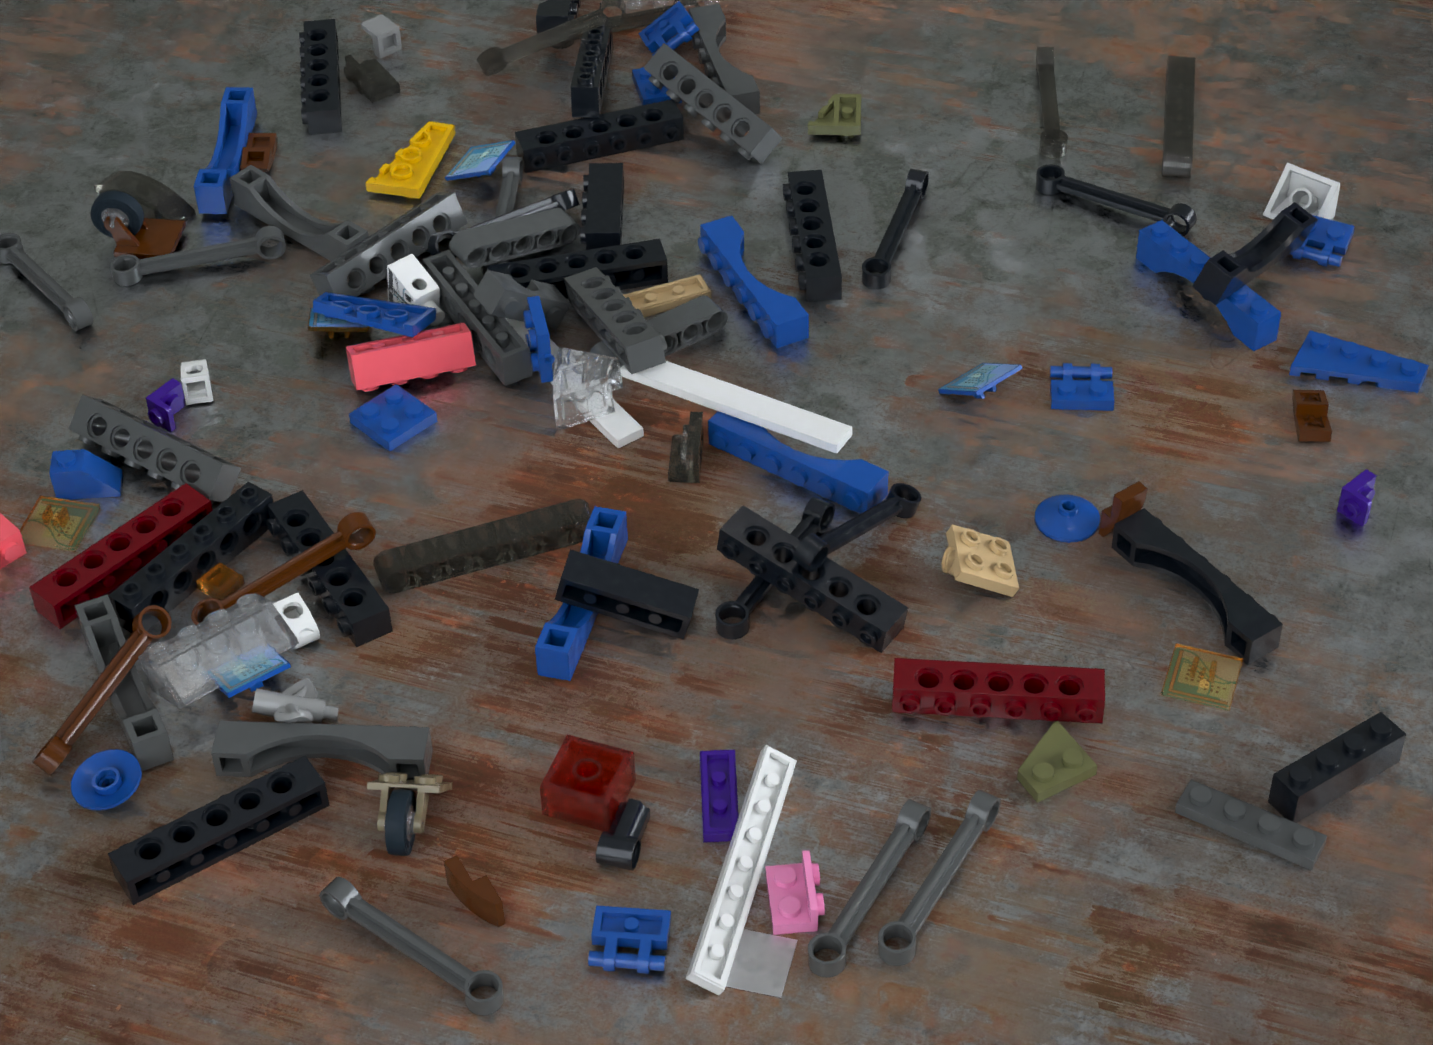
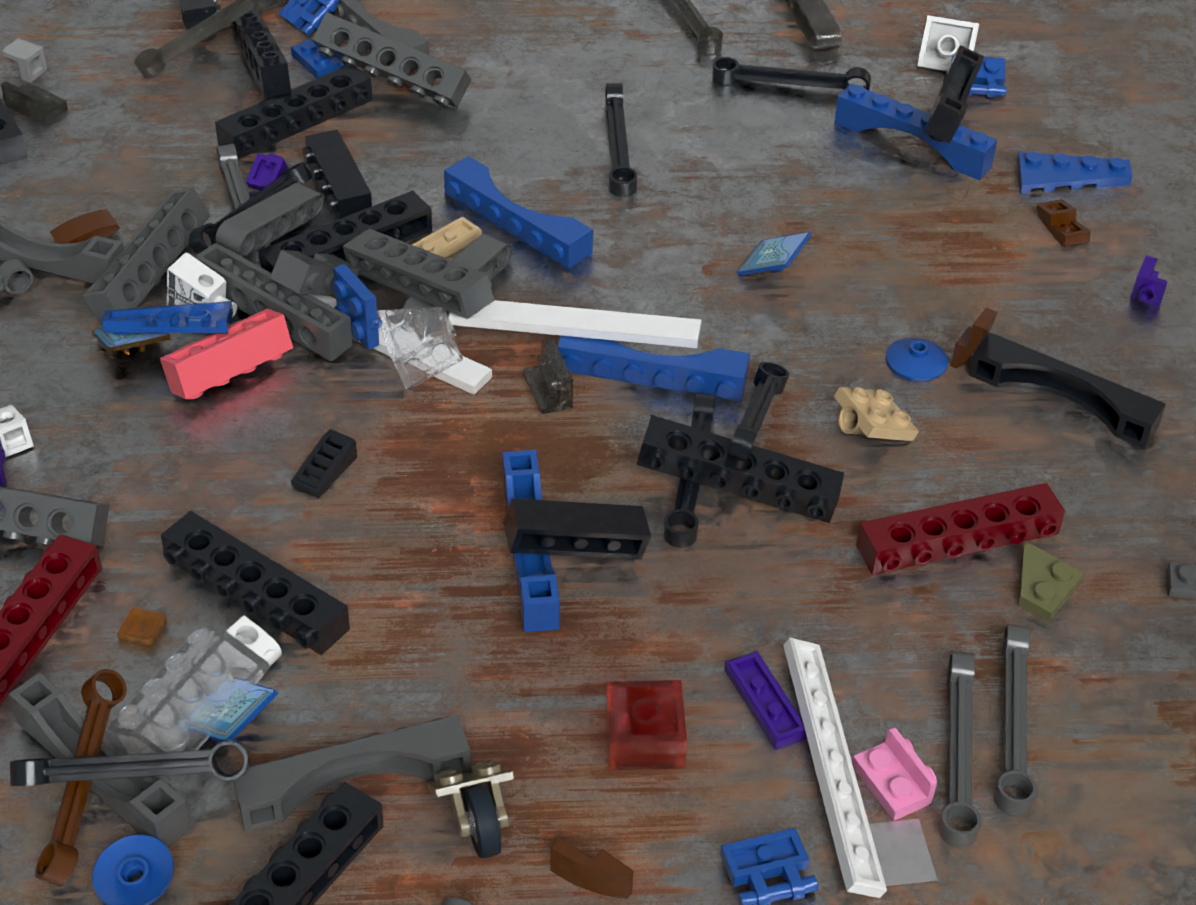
camera: 25 degrees left, 0 degrees up
(139, 691) = (48, 770): none -> black piece
(174, 572) = (104, 607): black brick -> none
(294, 705) = (295, 732): light grey plant -> none
(298, 565) = (277, 539): reddish brown piece -> none
(358, 209) = (86, 226): none -> reddish brown slope
(393, 417) = (234, 418): blue plate -> none
(415, 164) = (123, 172): yellow wing -> none
(465, 472) = (331, 445): none -> black slope
(480, 160) = (191, 155): piece -> none
(482, 546) = (400, 520): clear smoke beam -> none
(540, 188) = (265, 170): none -> dark purple bracket
(622, 843) = (705, 773): black piece -> none
(814, 236) = (549, 160): black brick -> none
(838, 117) = (509, 52): olive wing -> none
(1081, 394) = (864, 248): blue plate -> none
(1202, 677) = (1115, 469): clear orange piece -> none

